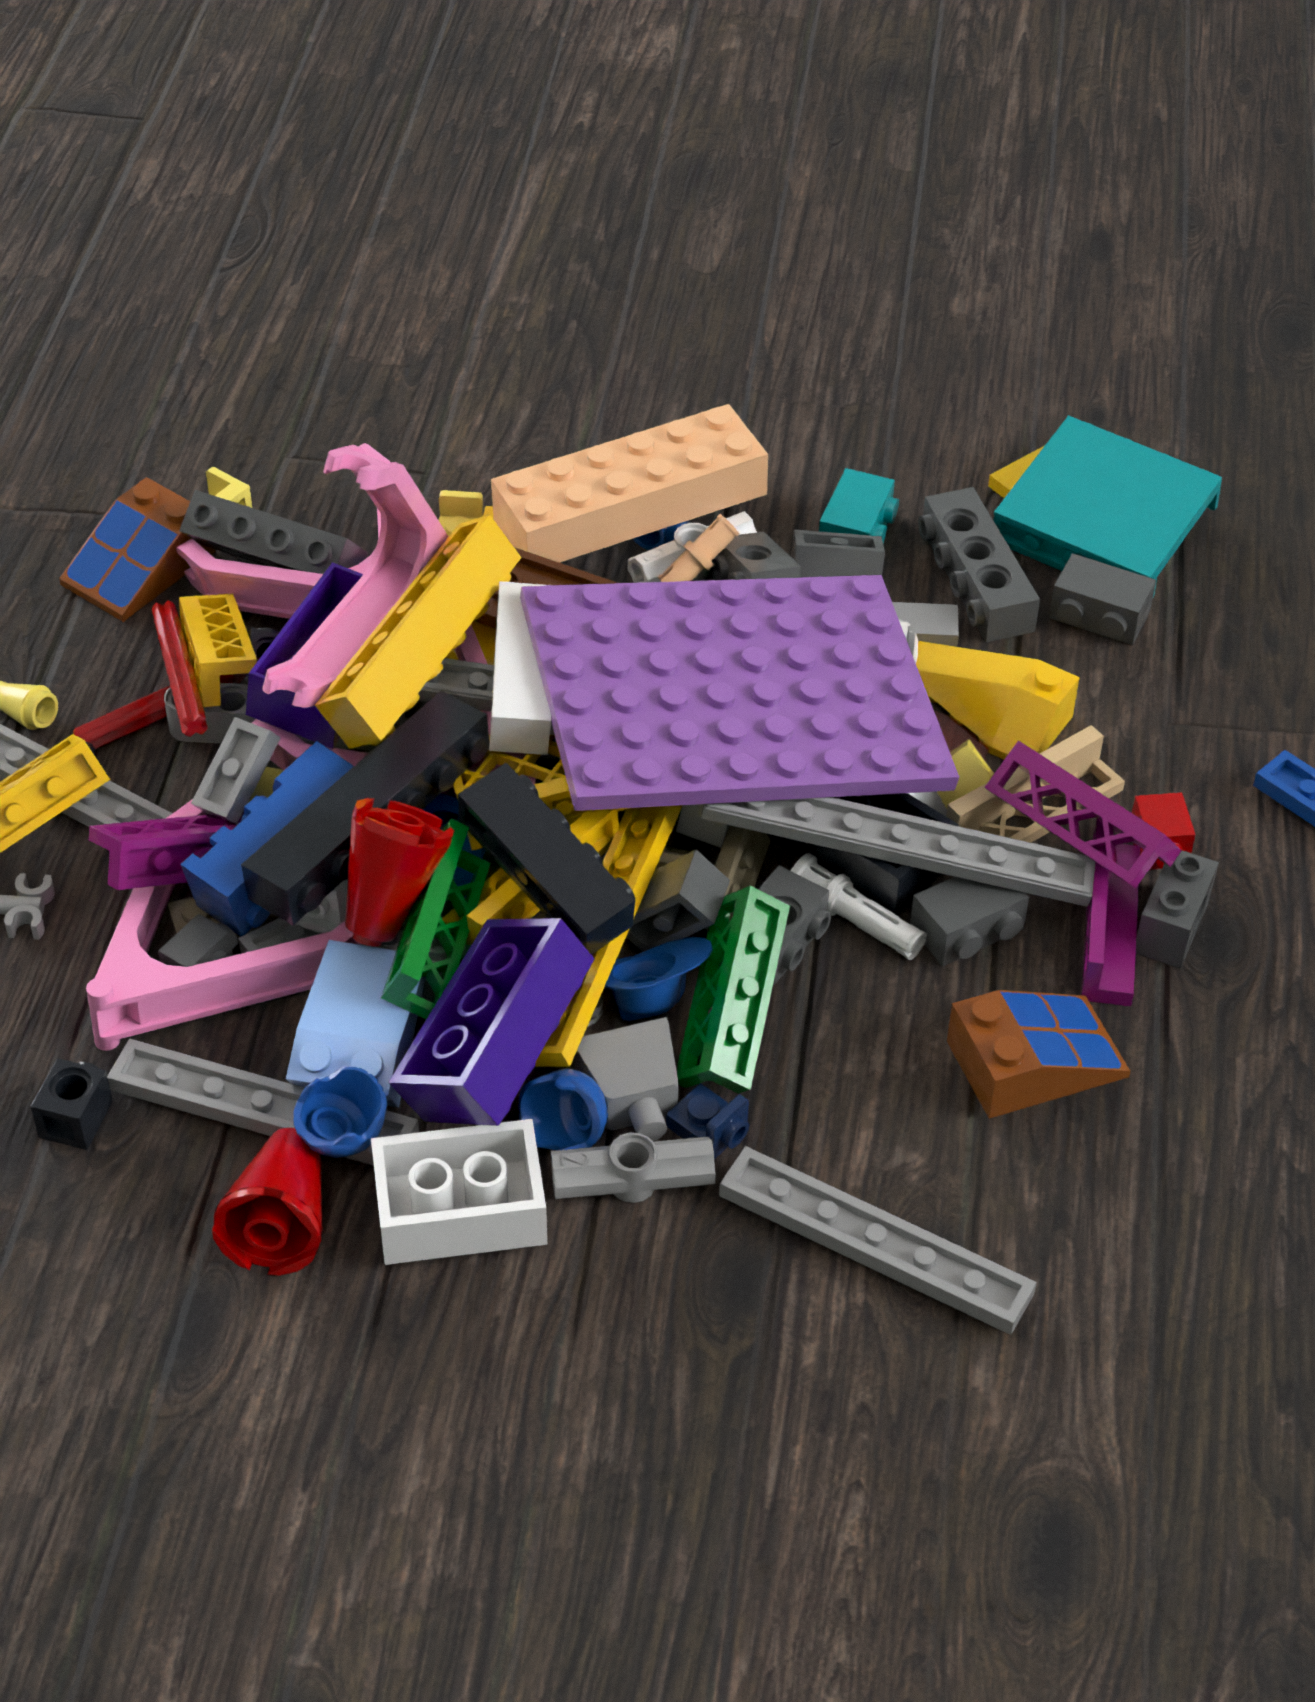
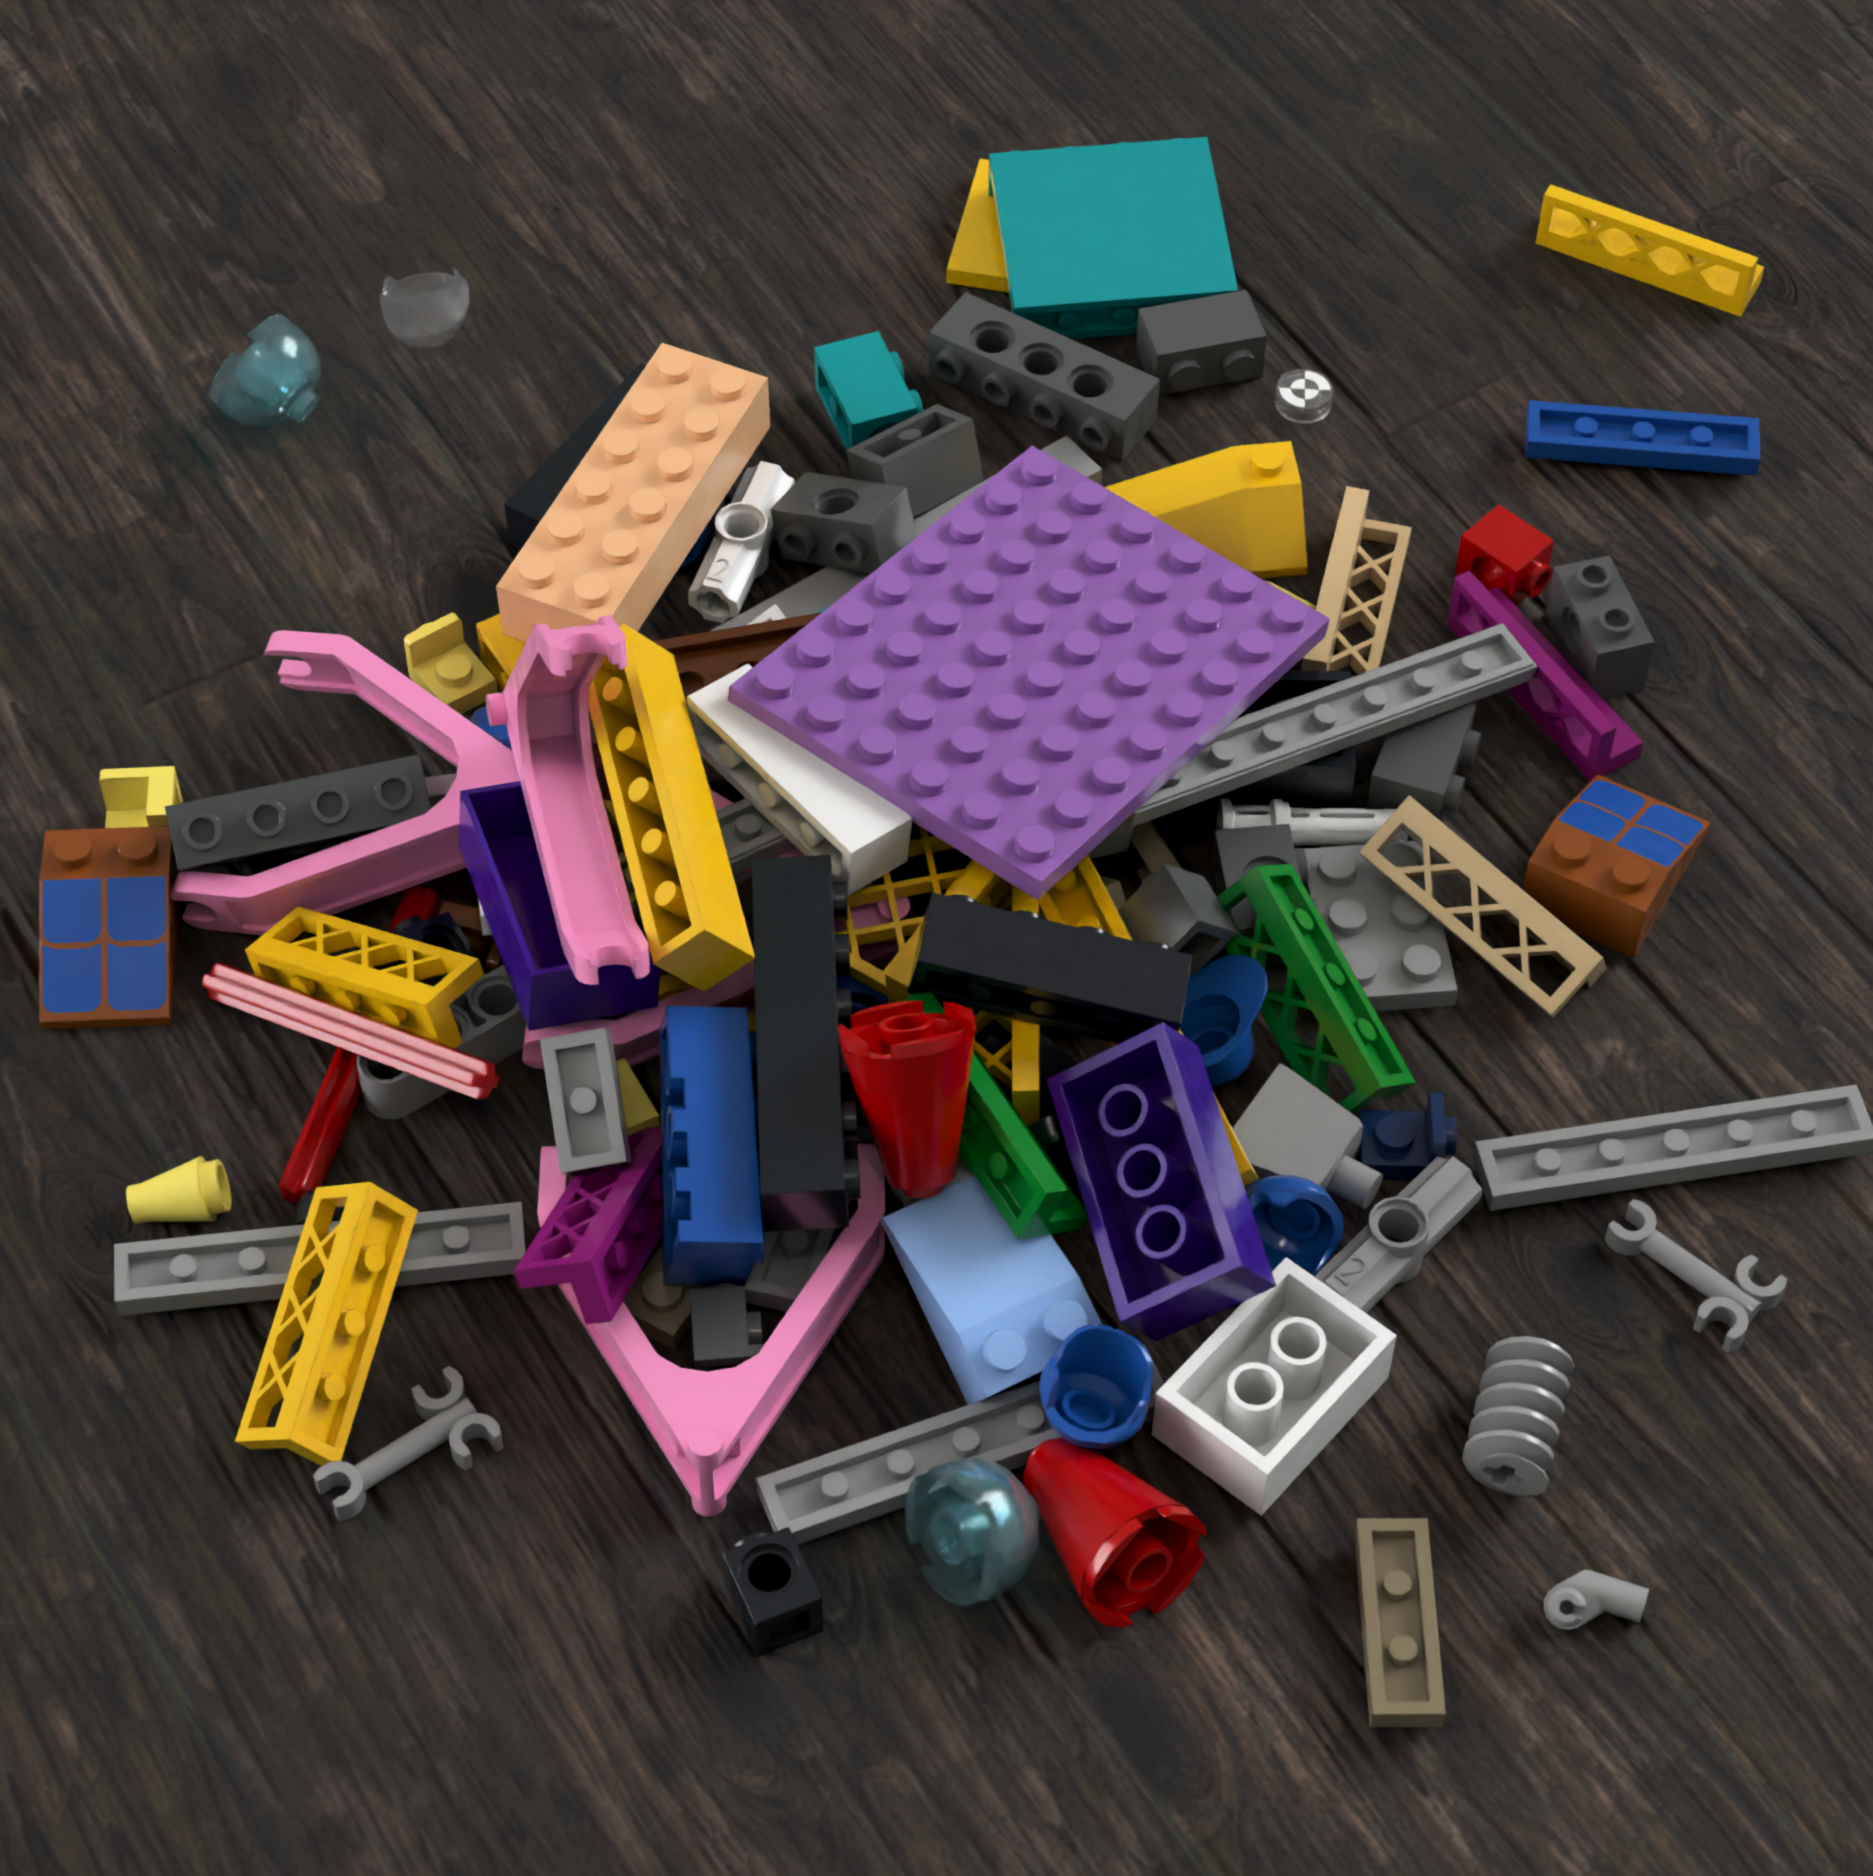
camera: 40 degrees left, 5 degrees up
(211, 1147) = (974, 1529): none -> clear light blue cylinder
(388, 1379) = (1399, 1623): none -> dark tan plate
(521, 1453) = (1590, 1595): none -> light grey arm
(528, 321) = (271, 378): none -> clear light blue cylinder
(586, 1311) = (1518, 1415): none -> light grey piece
(654, 335) = (425, 307): none -> clear hair
(701, 552) = (777, 540): light nougat pin -> none
(812, 1354) = (1728, 1301): none -> light grey bar
(838, 992) = (1382, 932): none -> light grey plate
(922, 1016) = (1500, 893): none -> tan fence
(1093, 805) = (1456, 566): magenta fence -> none
(1142, 668) = (1303, 395): none -> clear tile

